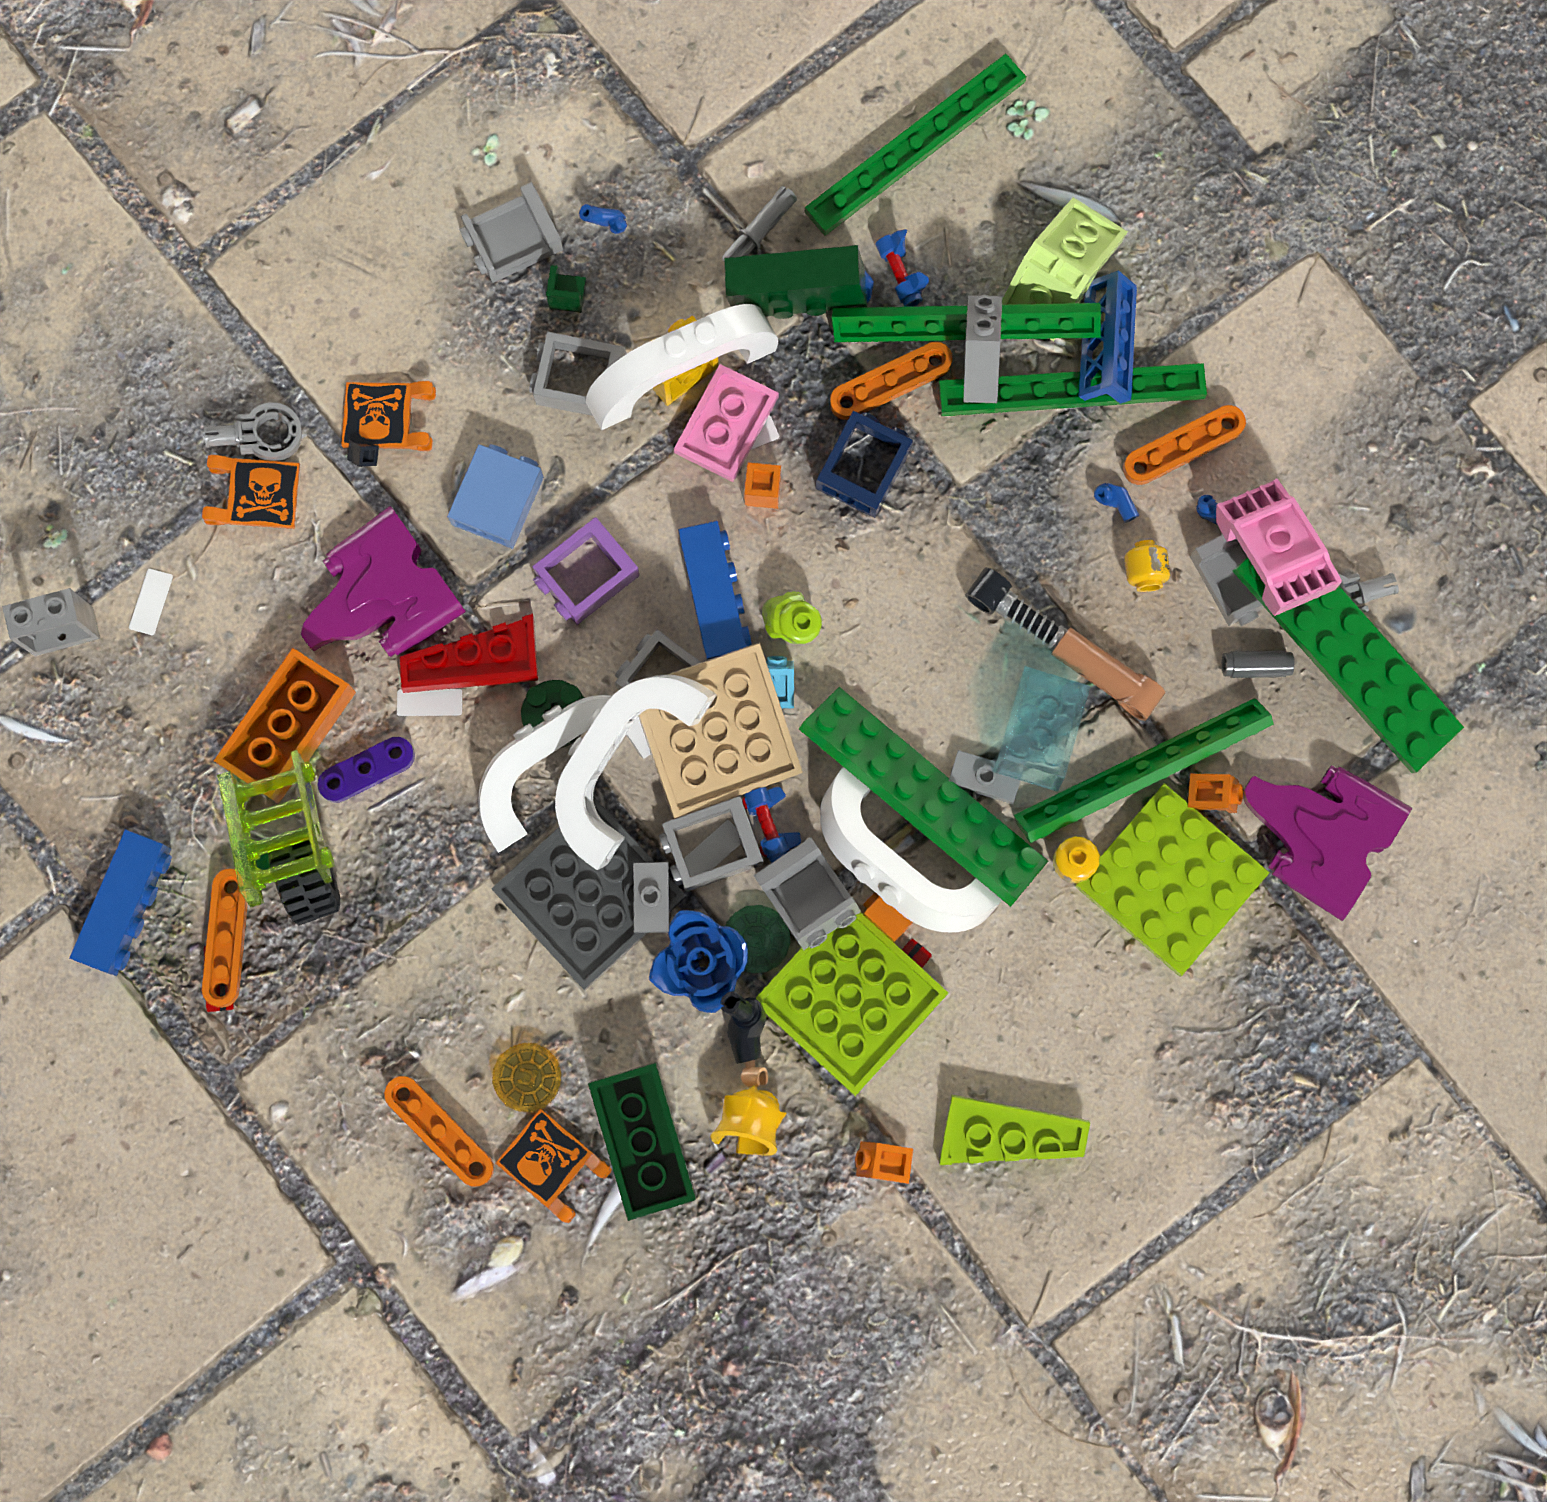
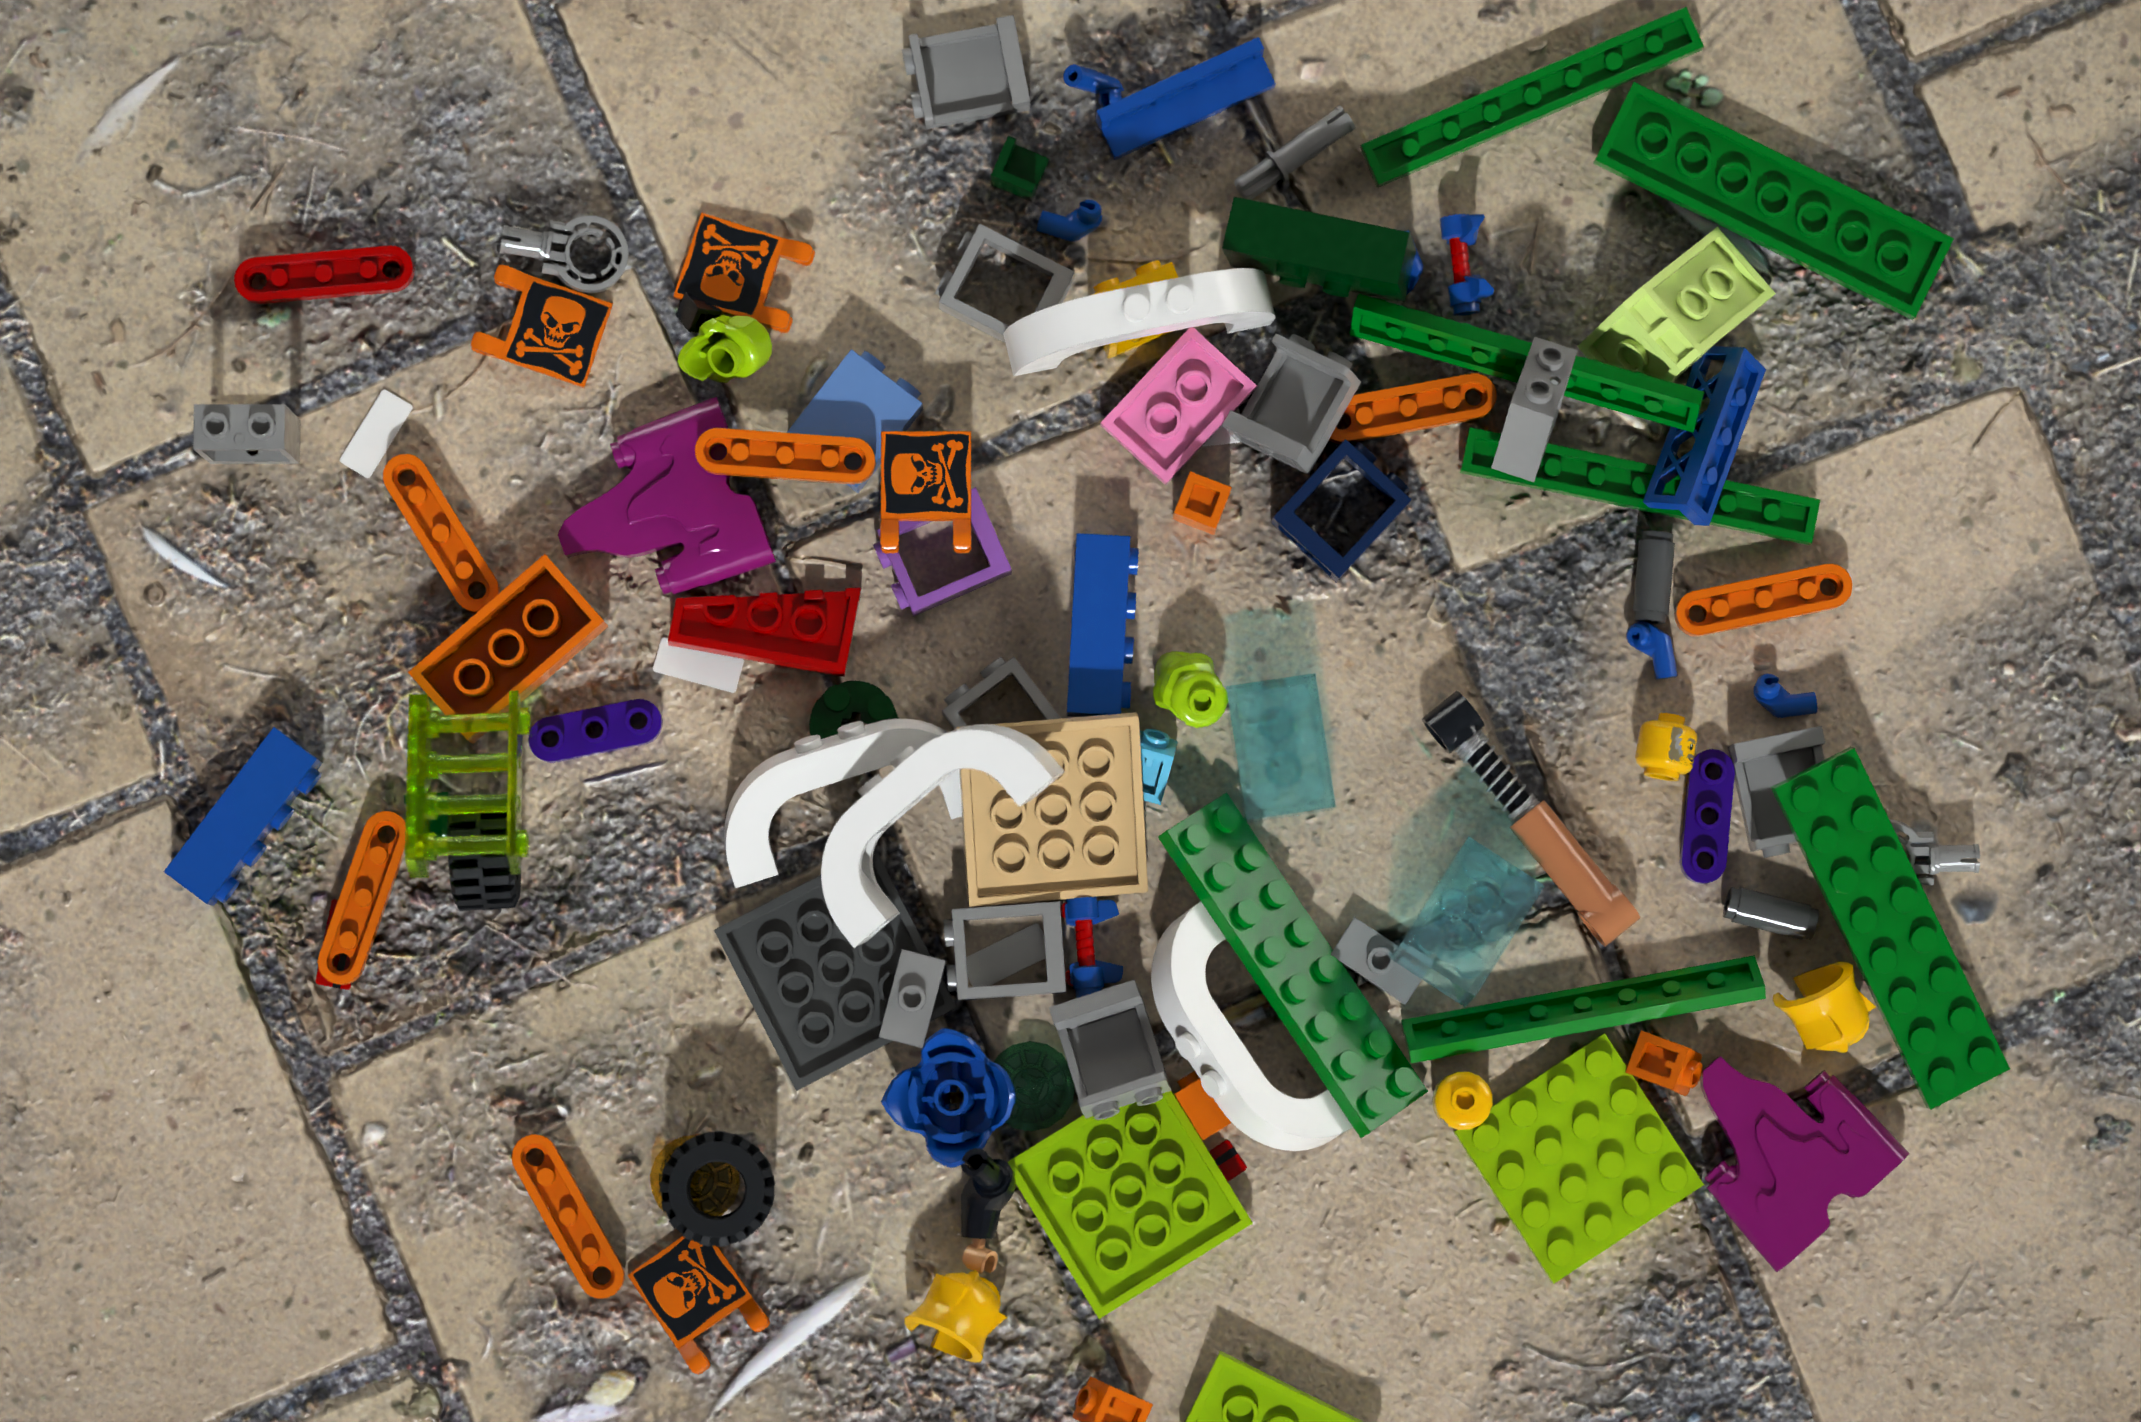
camera: 10 degrees right, 5 degrees up
(83, 498) = (324, 274): none -> red plate
(212, 655) = (440, 532): none -> orange plate
(388, 470) = (726, 349): none -> lime head
(450, 530) = (785, 456): none -> orange plate
(513, 1071) = (676, 1188): none -> black tyre
(558, 520) = (925, 480): none -> flag
(616, 319) = (1074, 225): none -> blue arm
(642, 1141) = (818, 1300): dark green brick -> none
(670, 209) = (1185, 99): none -> blue fence
(810, 397) = (1295, 403): none -> light grey panel
(869, 643) = (1279, 748): none -> clear light blue brick
(1101, 450) = (1654, 577): none -> dark grey piece
(1107, 169) = (1773, 201): none -> green plate
(1188, 622) = (1696, 834): none -> dark purple plate
(1279, 546) = (1836, 775): bright pink plate -> none
(1321, 718) = (1832, 1008): none -> yellow helmet

